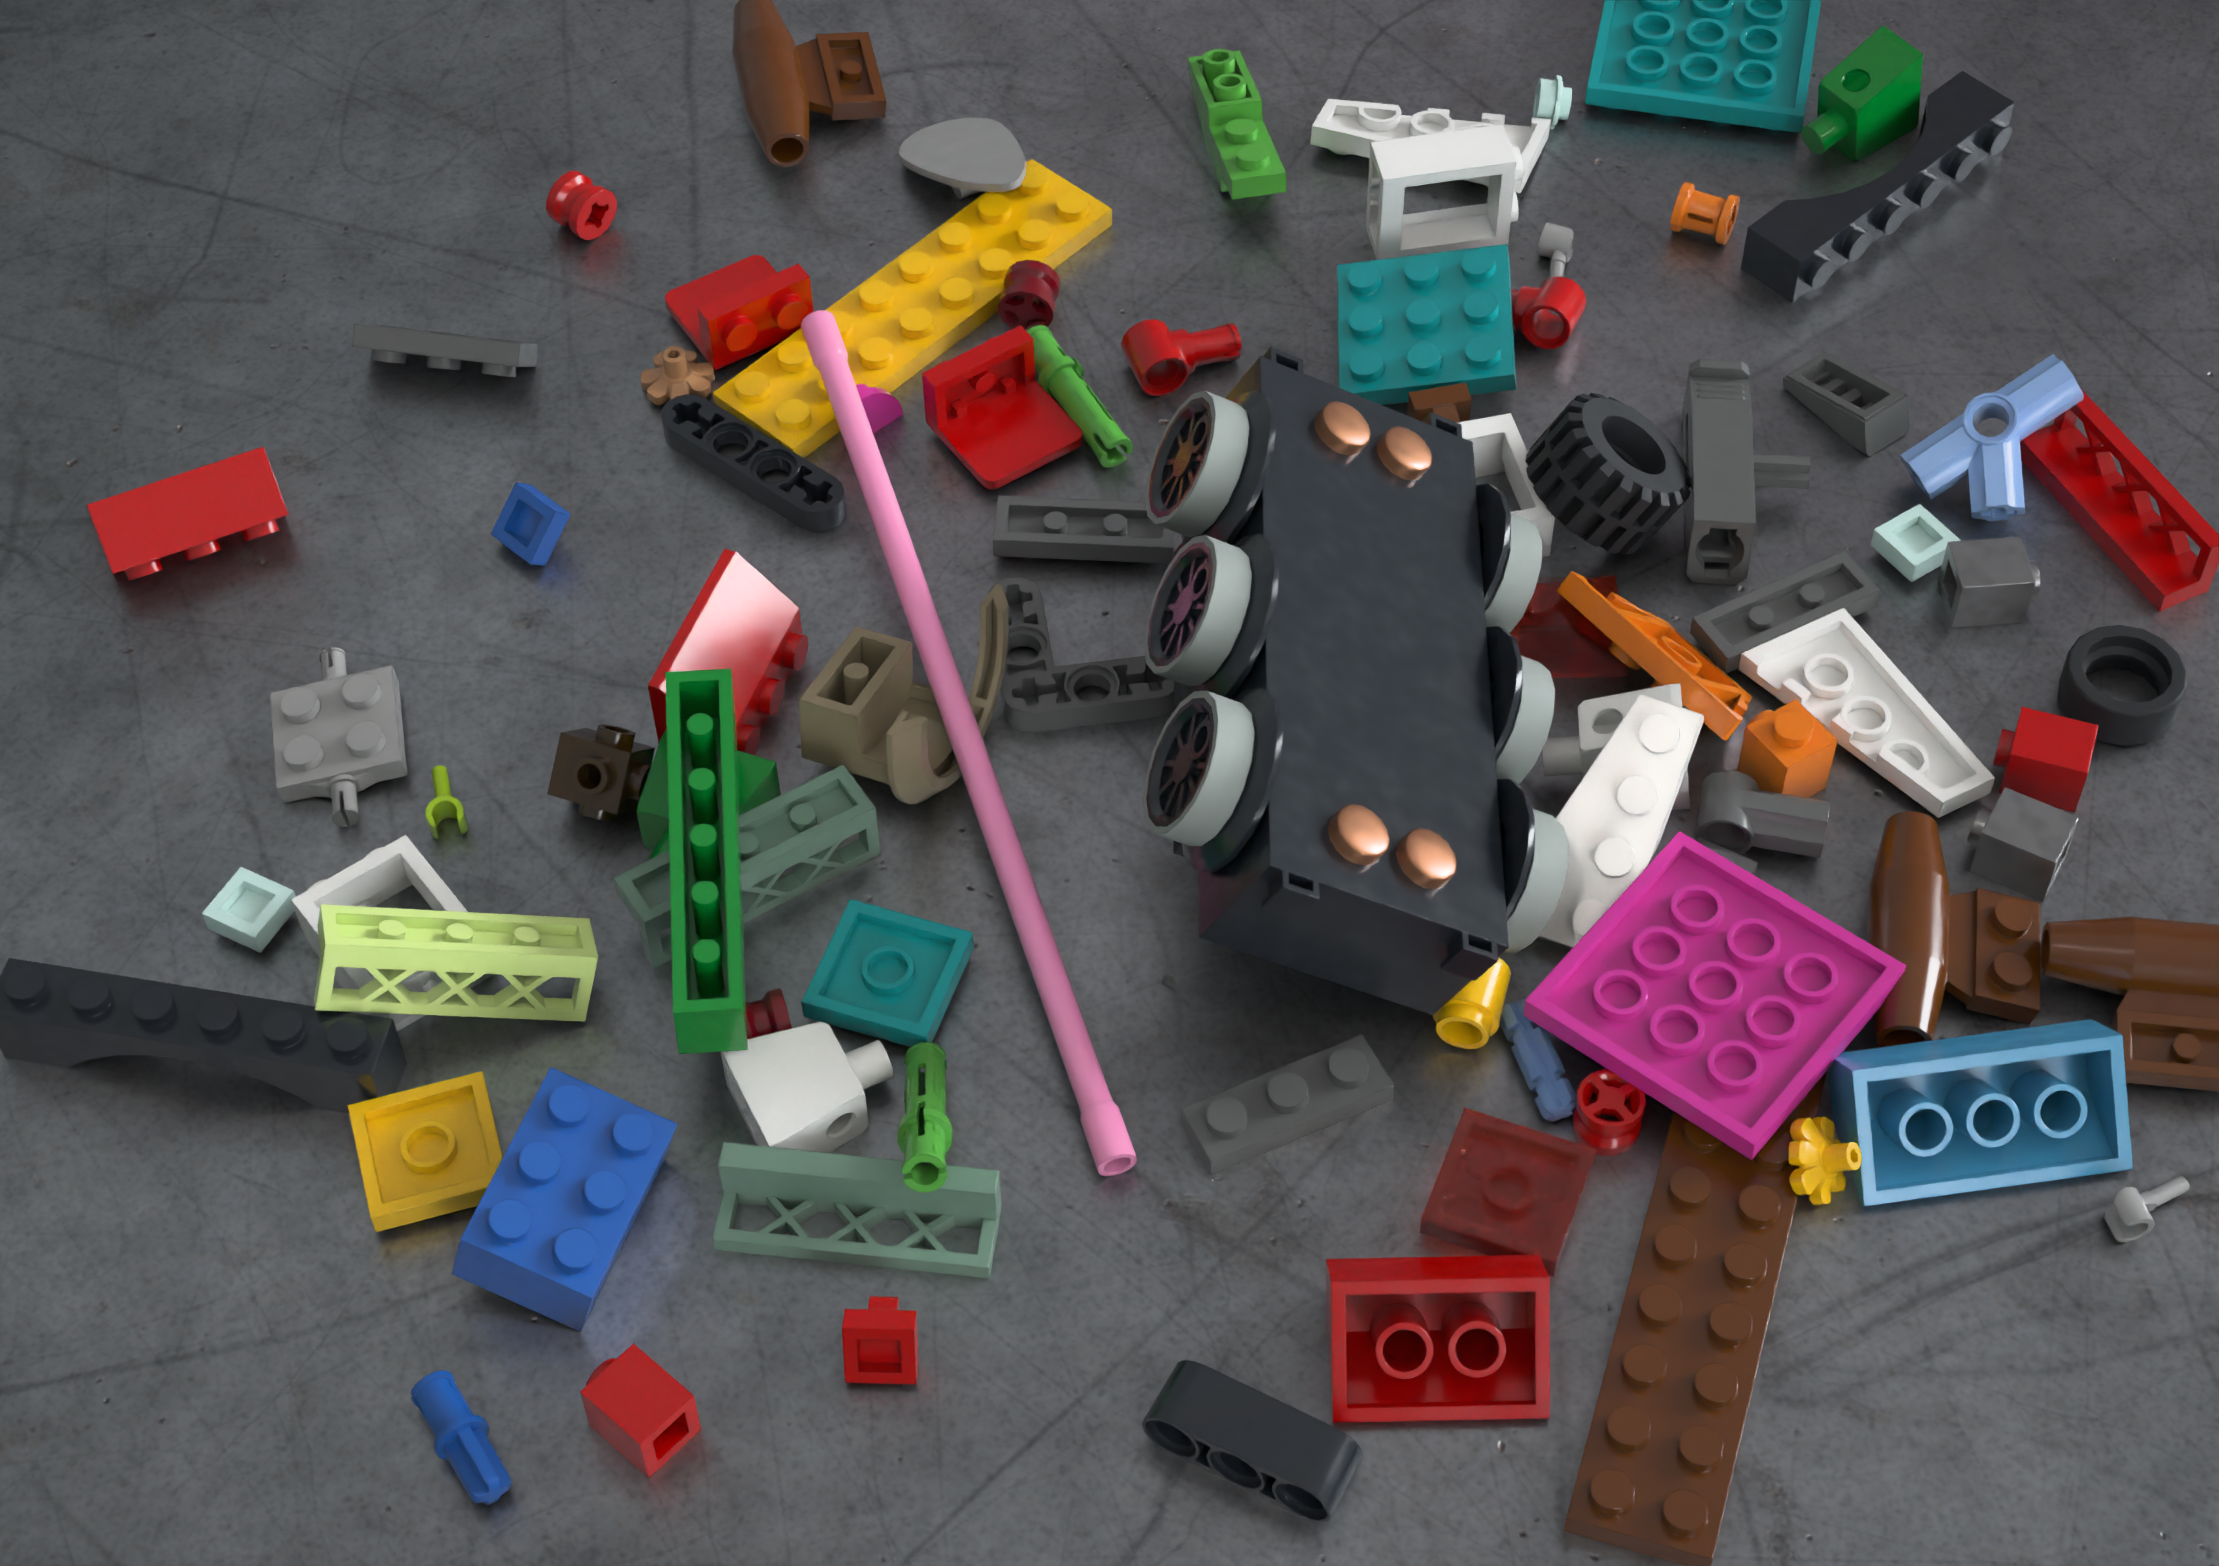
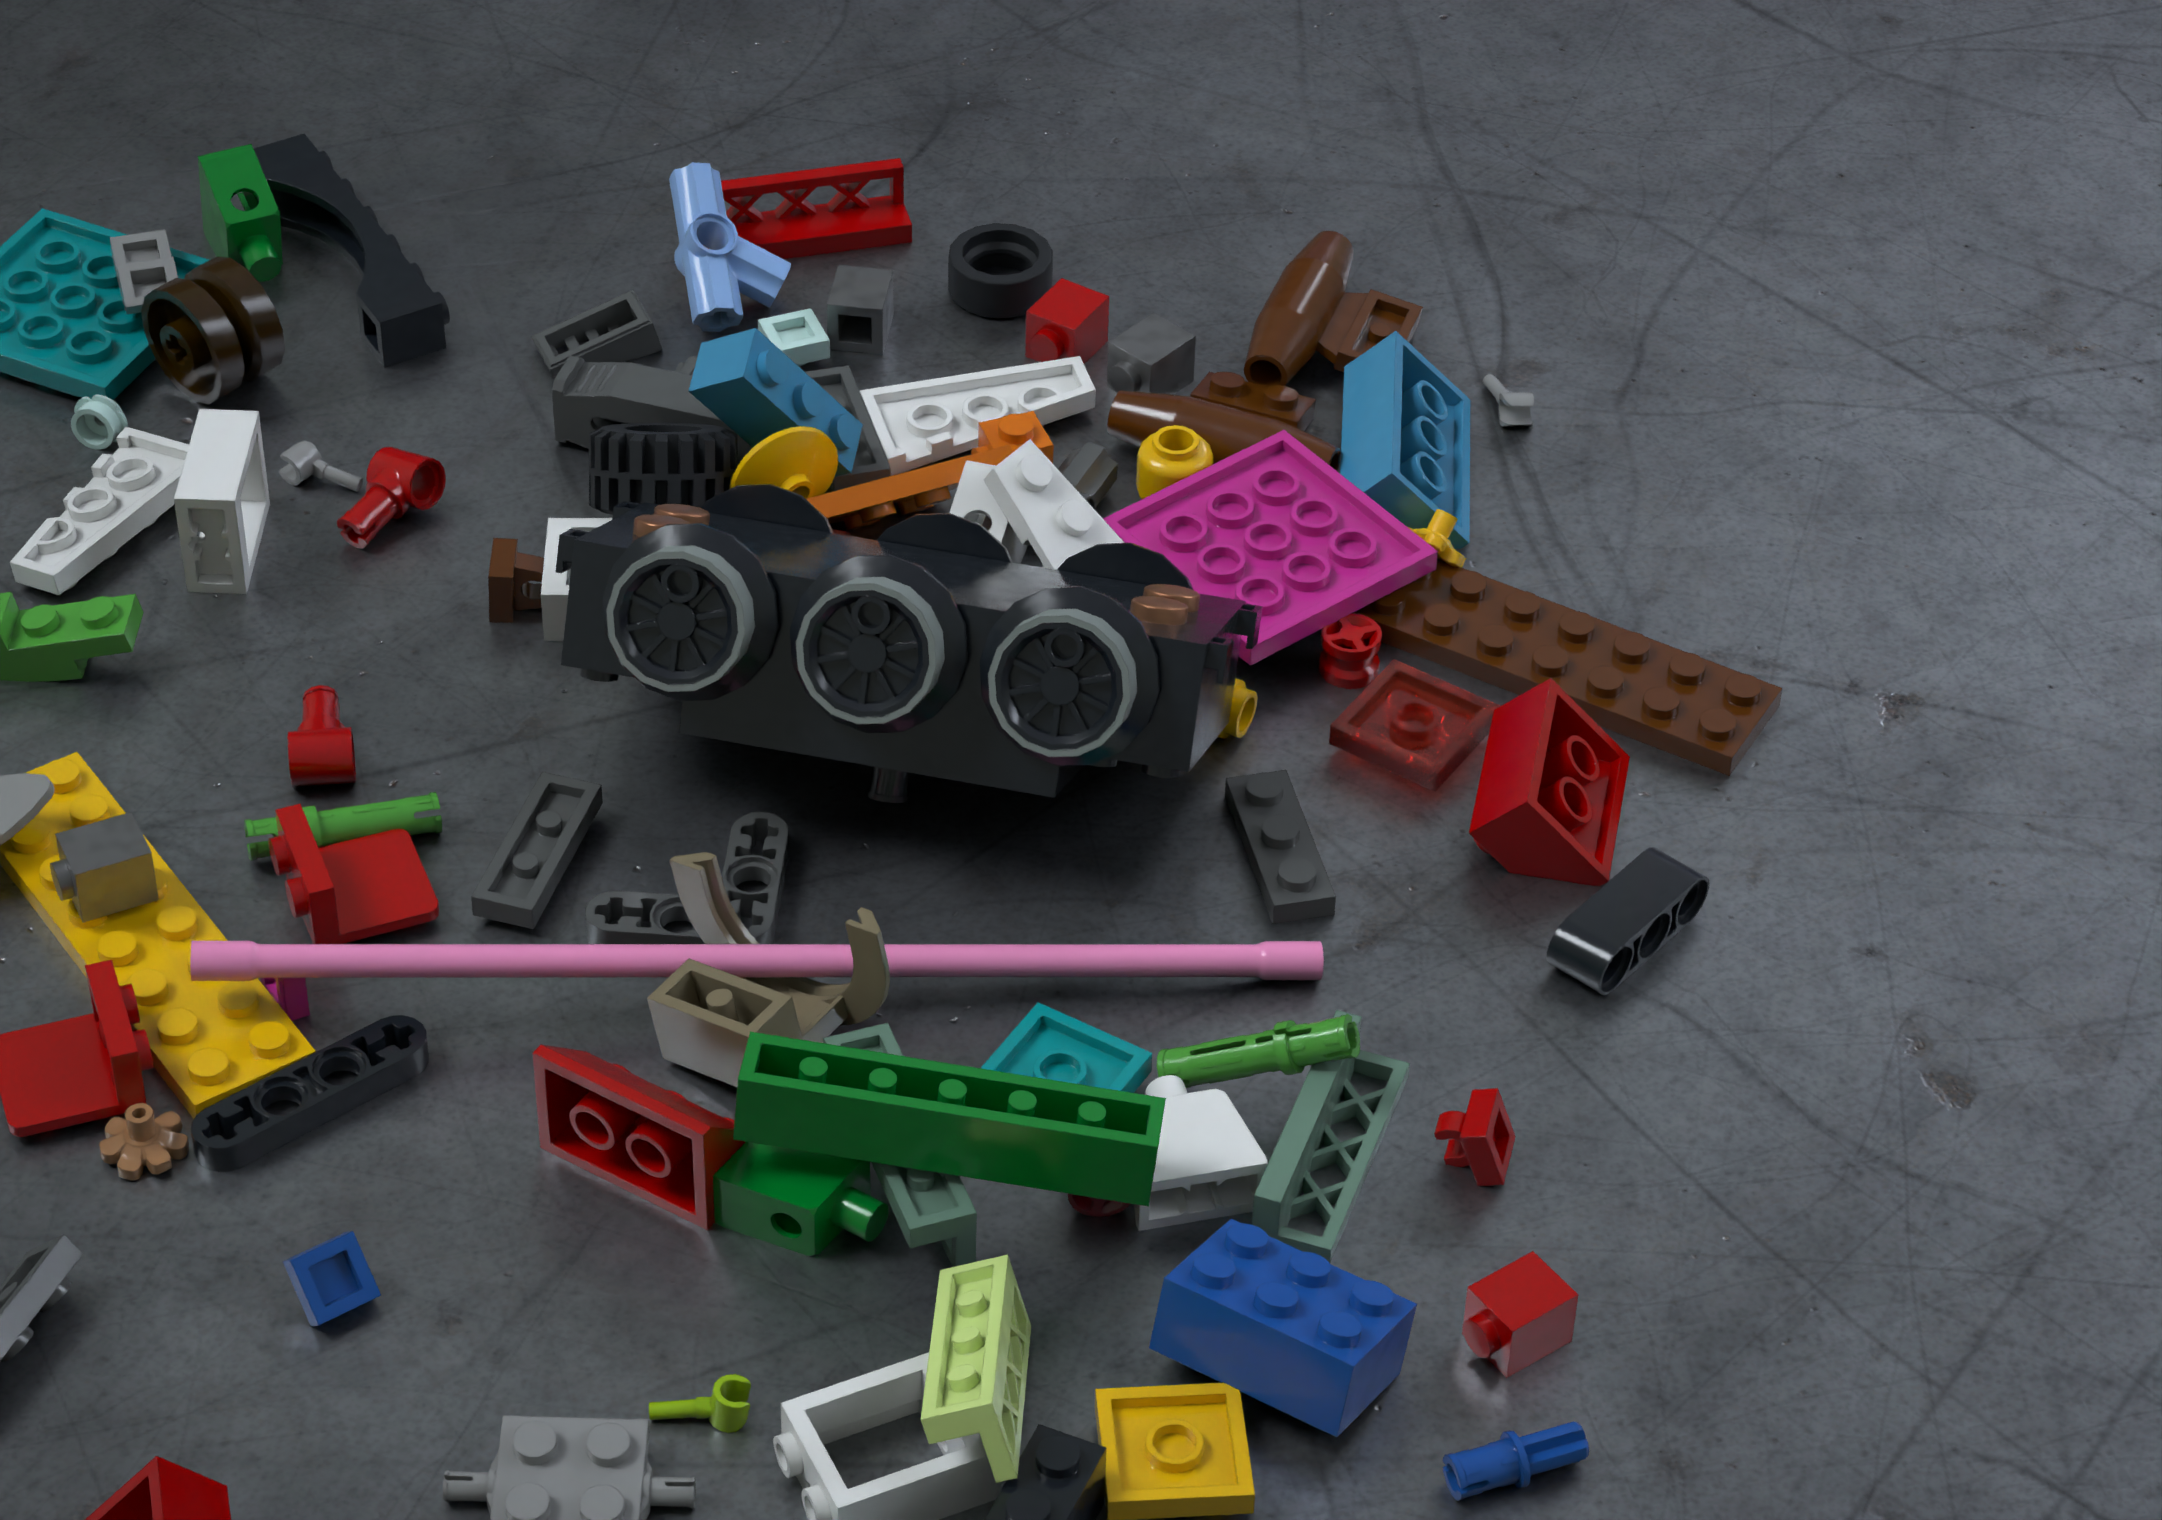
camera: 80 degrees left, 10 degrees down
(601, 770) = (735, 1246): dark brown brick -> none
(935, 250) = (104, 867): none -> flat silver brick
(1029, 294) = (183, 830): dark red wheel -> none
(1426, 324) = (382, 562): teal plate -> none
(1538, 1063) = (1291, 682): medium blue axle -> none
(1636, 563) = (793, 459): none -> yellow dish
(1675, 120) = (213, 329): none -> dark brown wheel
(1699, 519) = (764, 392): none -> dark azure brick
(1704, 213) = (319, 359): orange bush -> none
(1745, 67) = (141, 265): none -> light grey slope
(1830, 883) = (1170, 457): none -> yellow head

